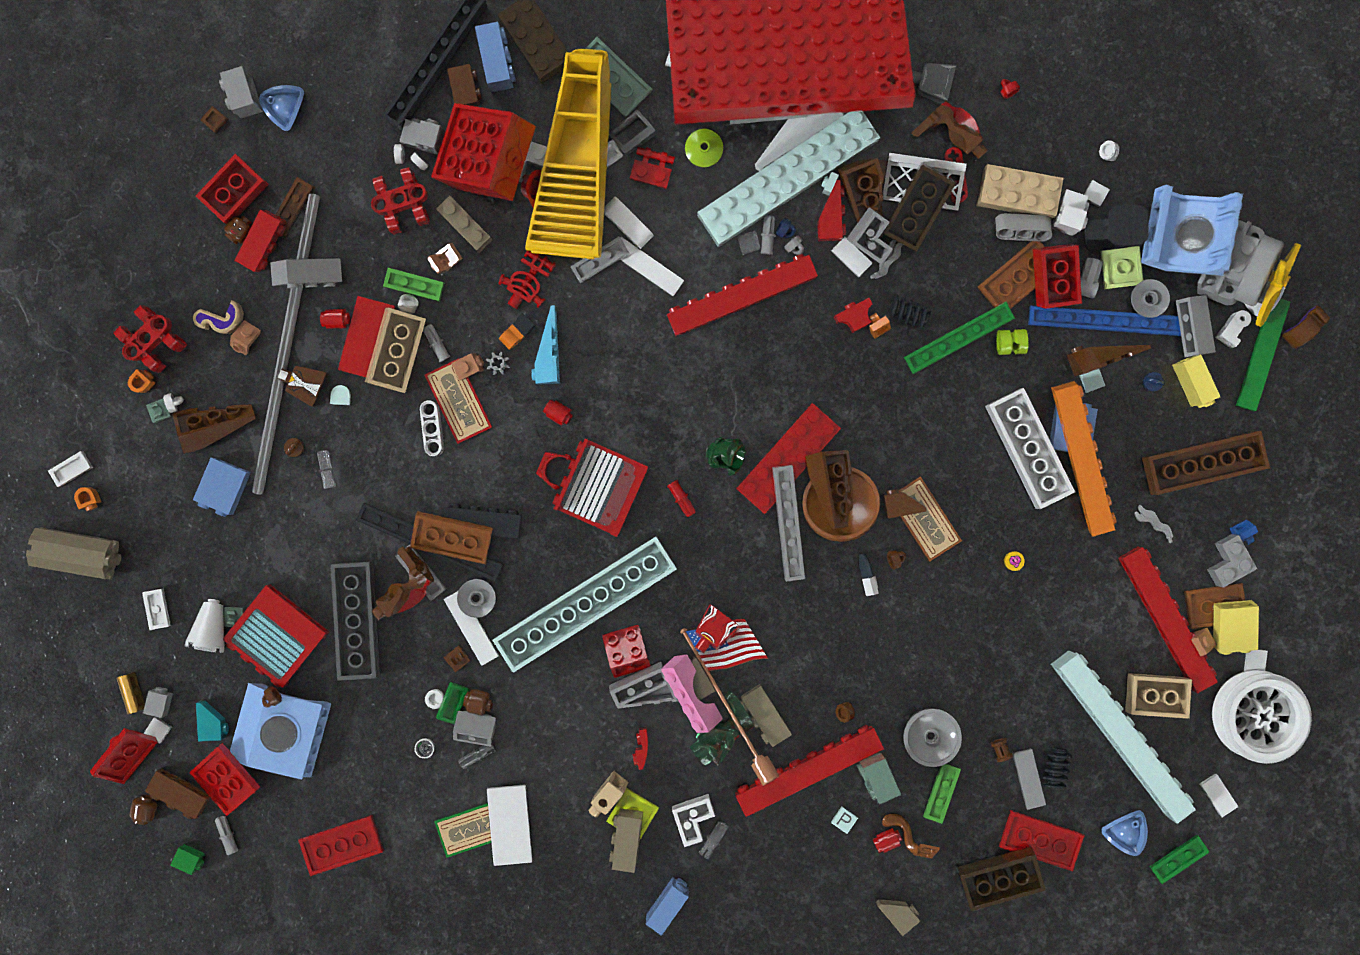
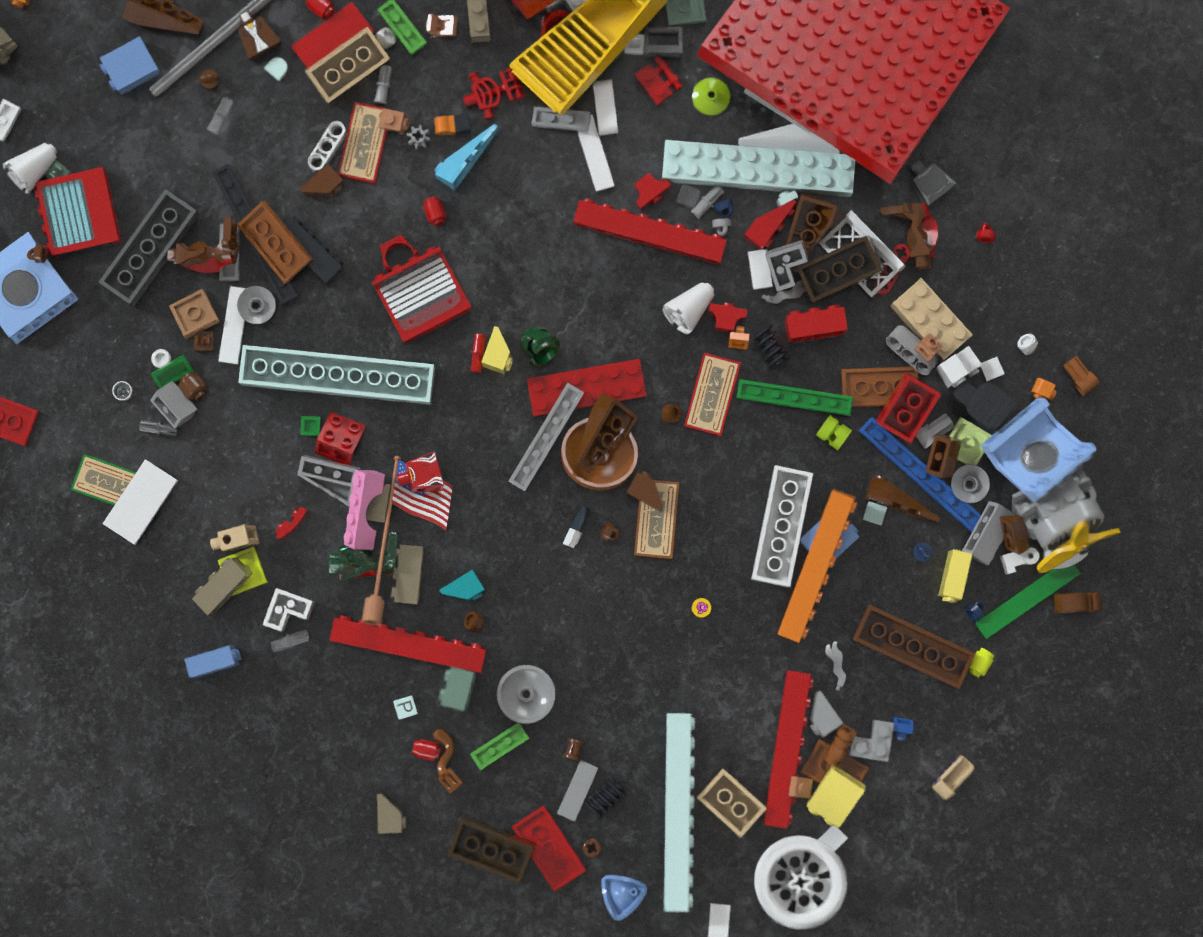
camera: 40 degrees right, 5 degrees down
(432, 643) = (194, 313): none -> medium nougat tile
(452, 459) = (323, 183): none -> reddish brown slope
(595, 659) = (310, 426): none -> green plate
(699, 487) = (497, 355): none -> light yellow slope
(716, 262) = (650, 190): none -> red brick
(817, 691) = (465, 587): none -> teal slope
(820, 331) = (689, 307): none -> white cone
(871, 427) = (671, 413): none -> reddish brown tile
(891, 386) = (712, 394): none -> tile
(932, 266) = (815, 324): none -> red brick
(1039, 215) = (928, 347): none -> nougat bracket
(1080, 819) = (590, 842): none -> reddish brown bush
(1115, 293) = (943, 456): none -> reddish brown brick
(1150, 178) = (1043, 389): none -> orange plate
(1176, 145) = (1083, 379): none -> dark orange piece
(1178, 573) = (823, 716): none -> light grey slope
(1210, 588) = (842, 739): none -> dark orange axle
(1219, 311) = (1014, 534): none -> reddish brown slope
(1230, 397) = (973, 611): none -> dark blue tile
(1269, 432) = (981, 663): none -> neon yellow brick
(1314, 541) = (953, 777): none -> tan animal

